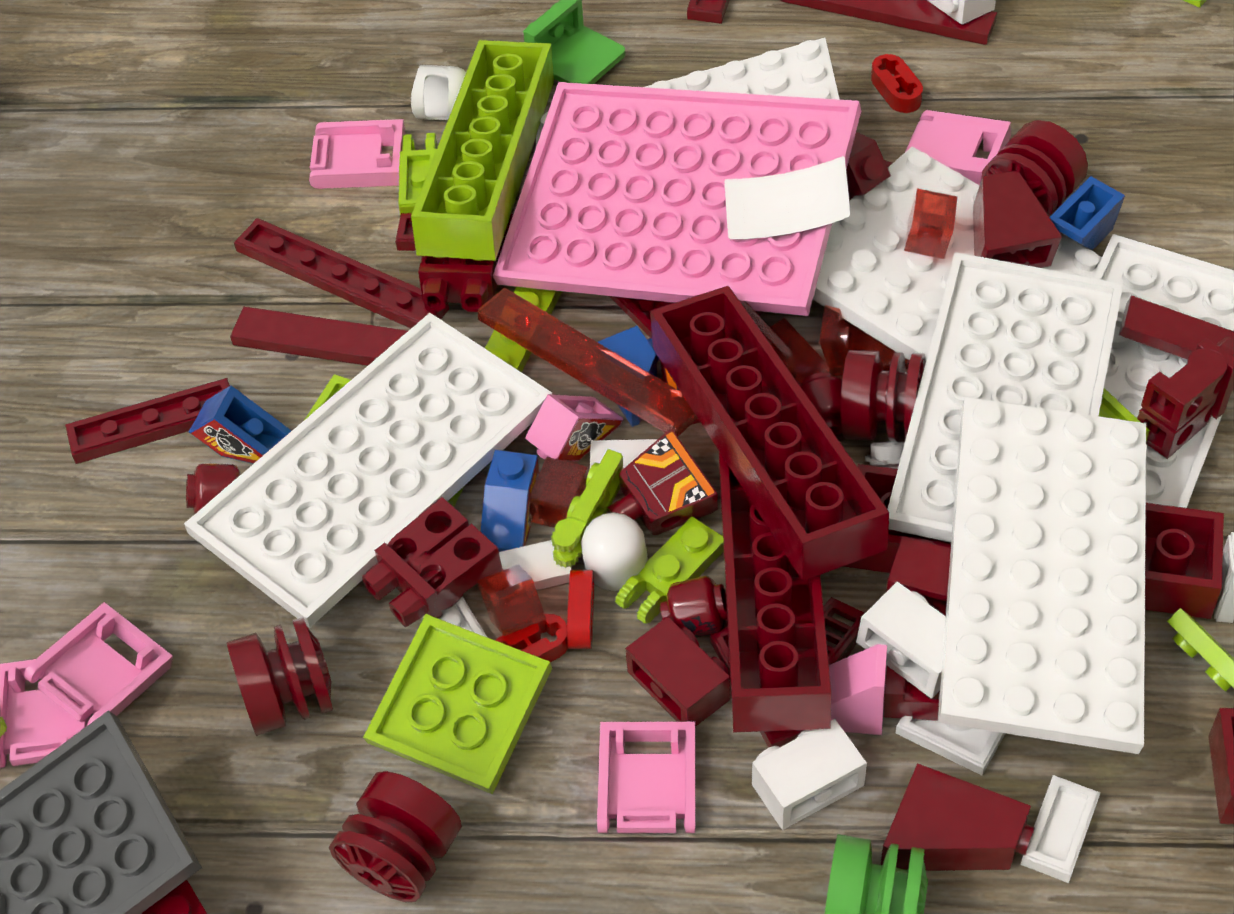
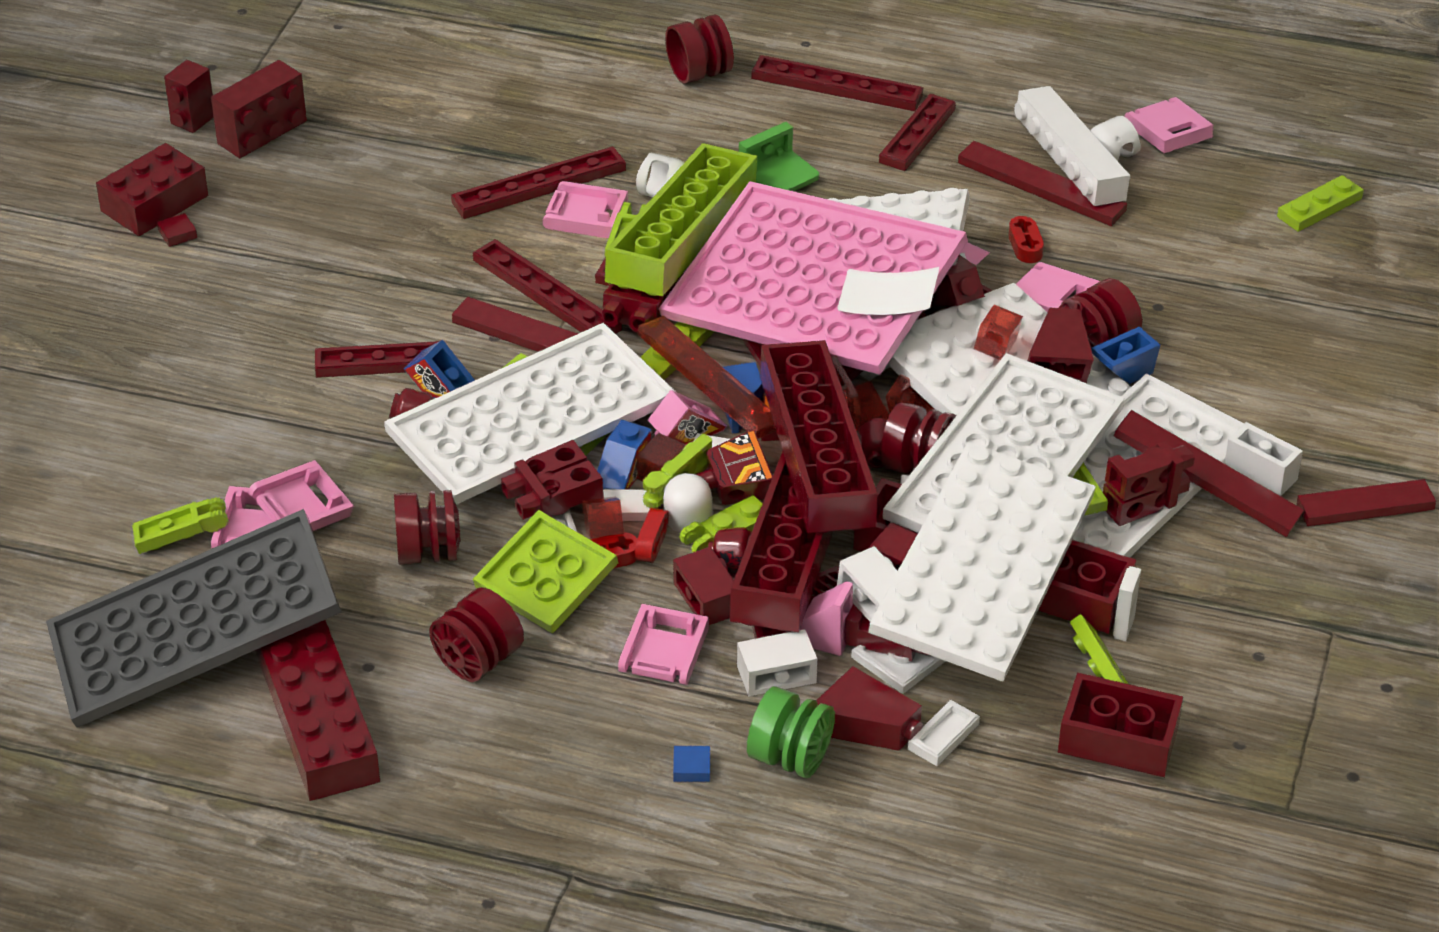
camera: 10 degrees right, 10 degrees down
(287, 130) = (537, 182): none -> dark red tile

